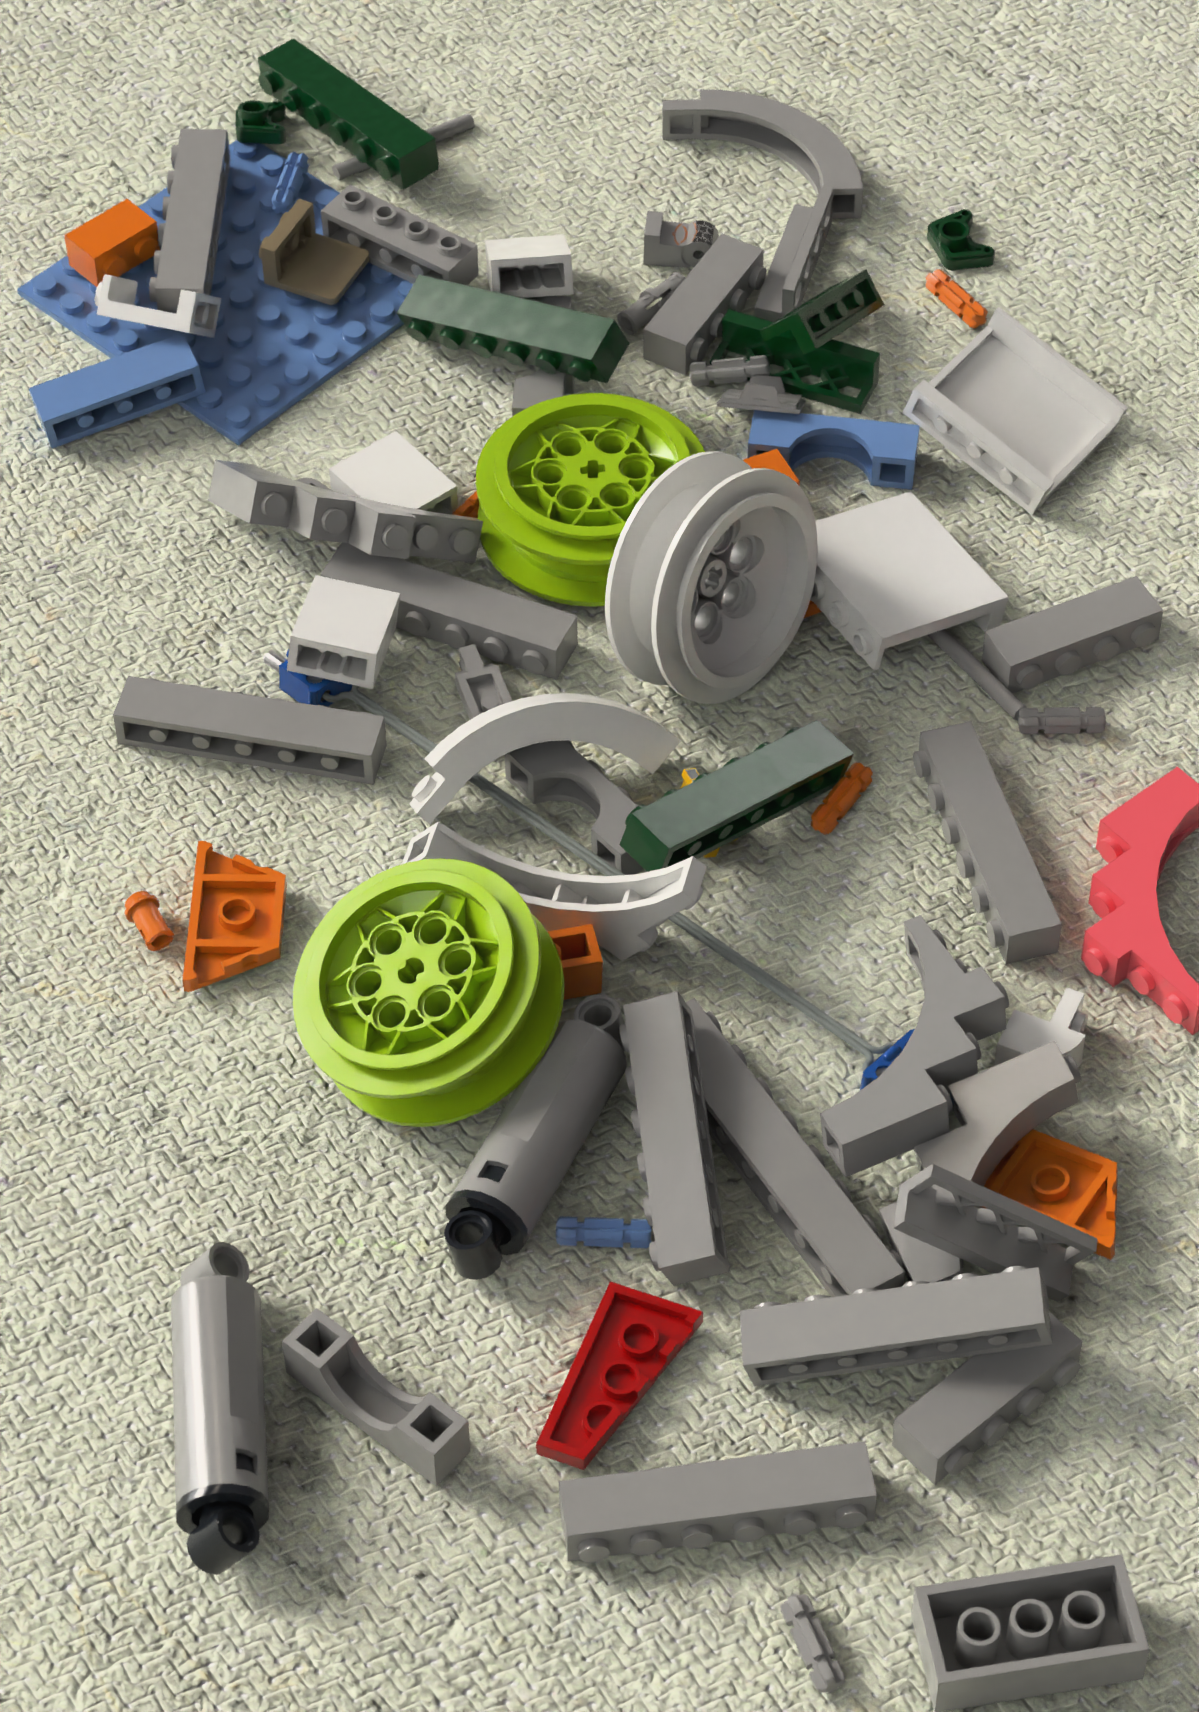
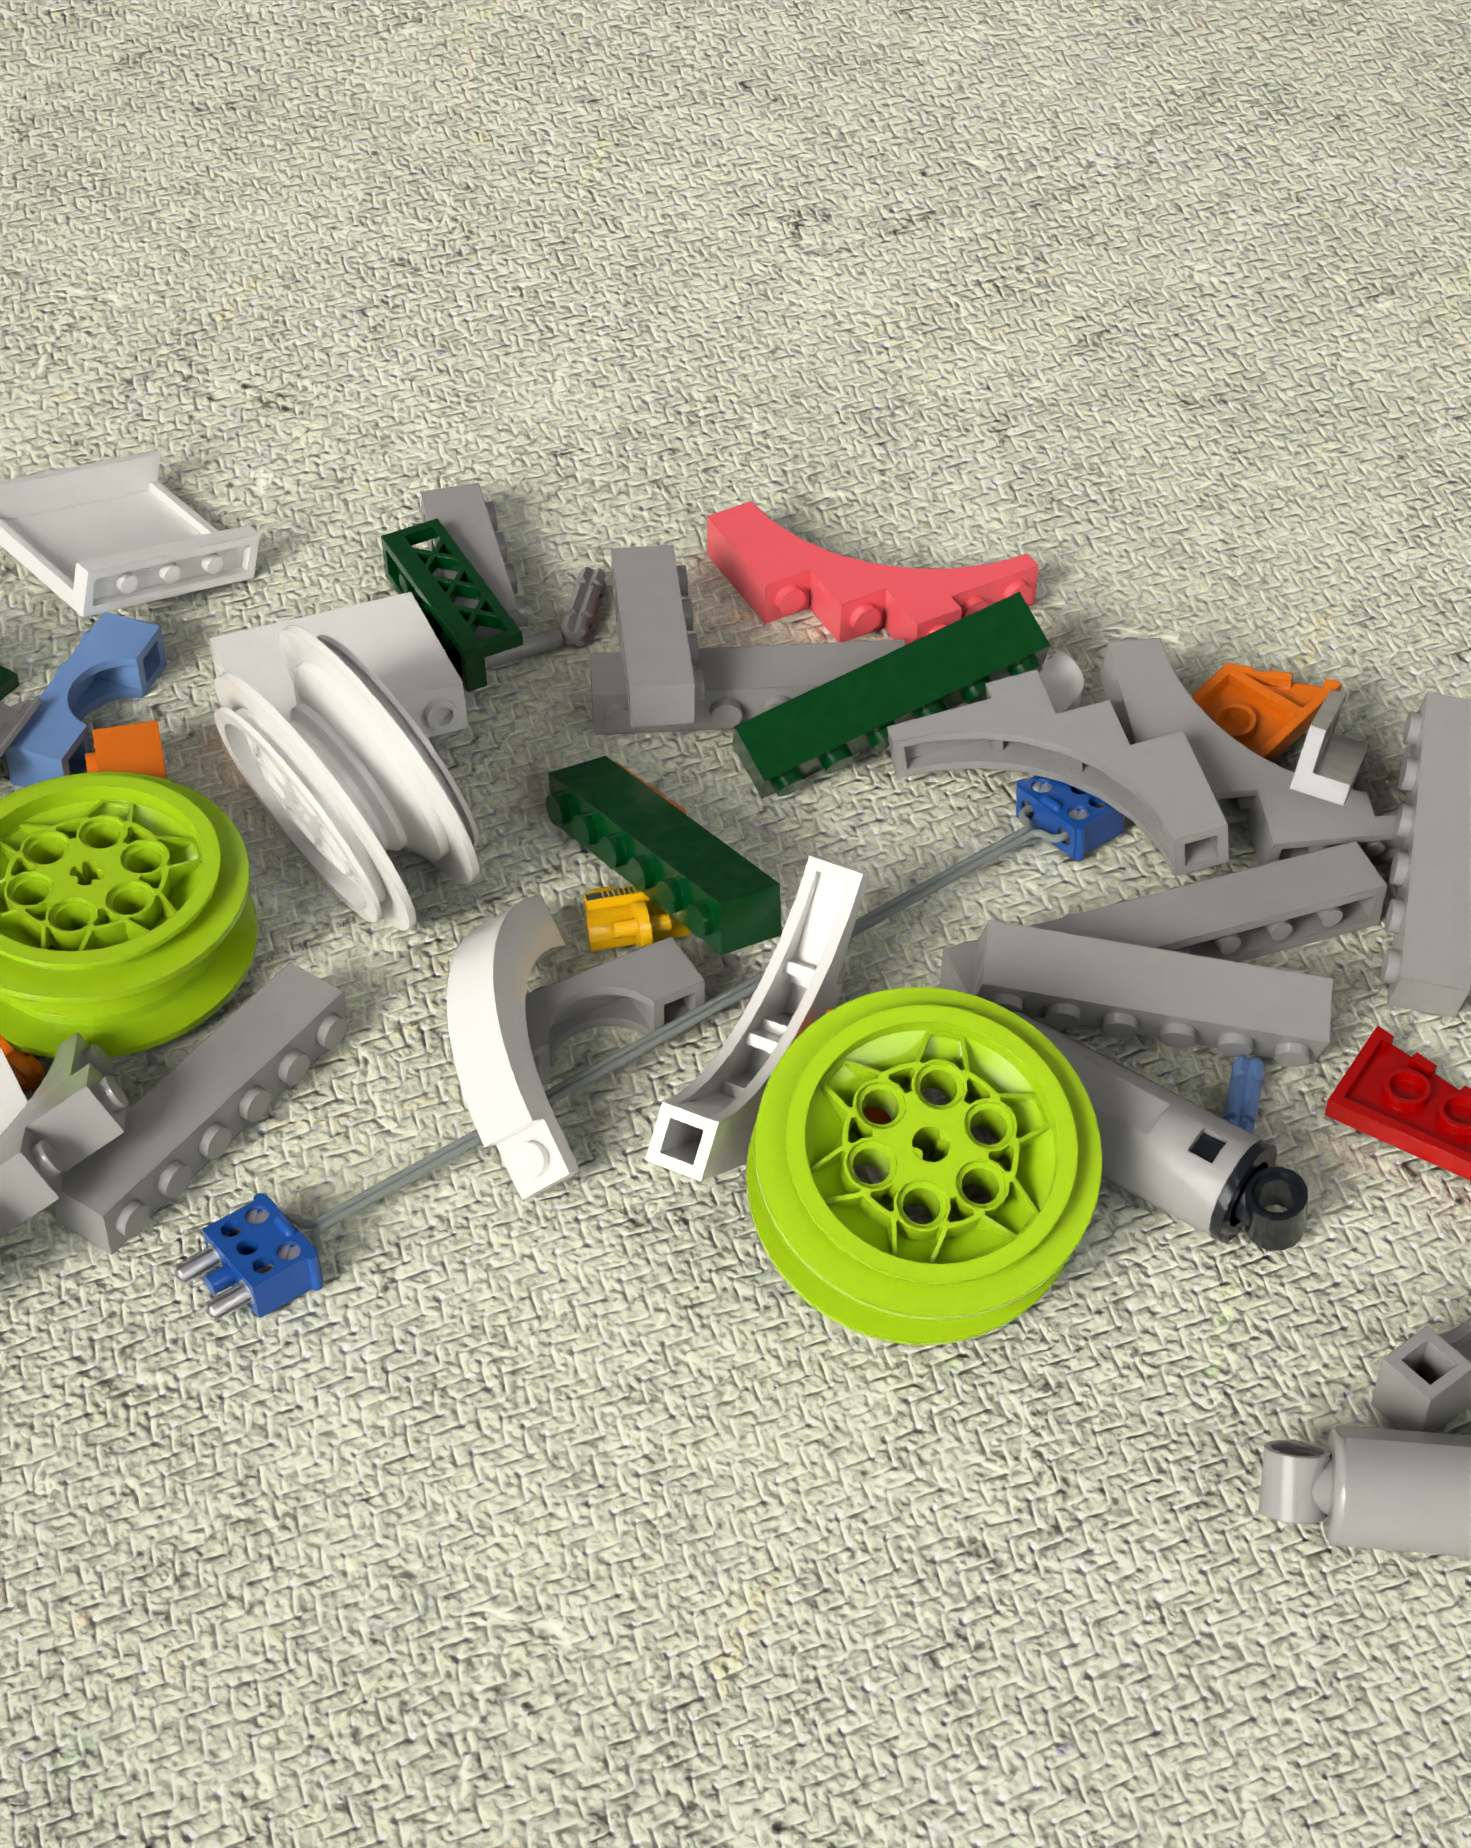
camera: 80 degrees left, 5 degrees down
(144, 912) = (650, 1511): orange pin -> none
(232, 918) = (670, 1412): orange wing -> none
(250, 729) = (336, 1354): light grey brick -> none
(343, 632) = (237, 1193): white brick -> none
(479, 684) = (372, 1091): light grey hinge -> none
(964, 640) = (454, 625): none -> dark green fence
(977, 921) = (917, 680): none -> dark green brick
(984, 746) = (654, 636): none -> light grey brick

